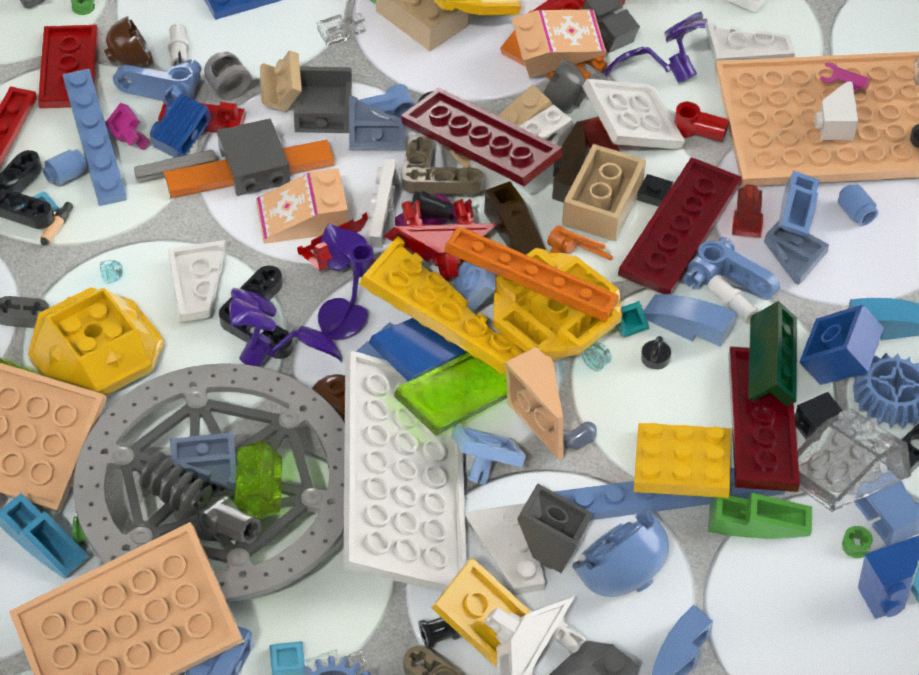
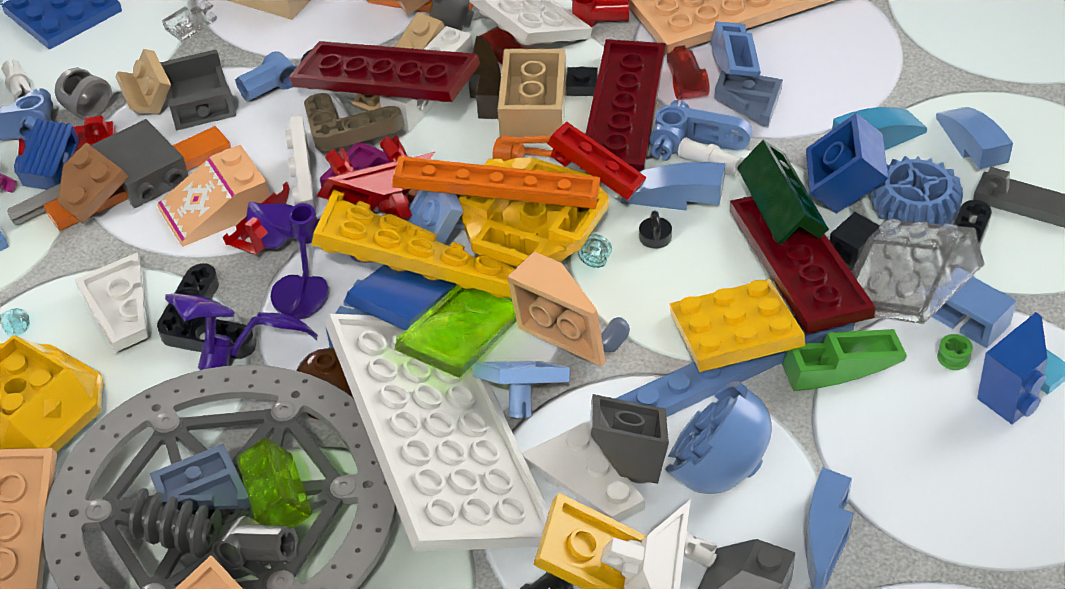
camera: 15 degrees left, 5 degrees down
(204, 164) = (88, 182): none -> medium nougat plate
(373, 128) = (262, 101): sand blue wing -> none
(432, 206) = (359, 153): black cone -> none
(515, 226) = (443, 135): dark brown slope -> none
(626, 275) = (574, 146): none -> red hinge
(632, 320) = (618, 209): teal slope -> none
(857, 204) = (791, 37): medium blue brick -> none

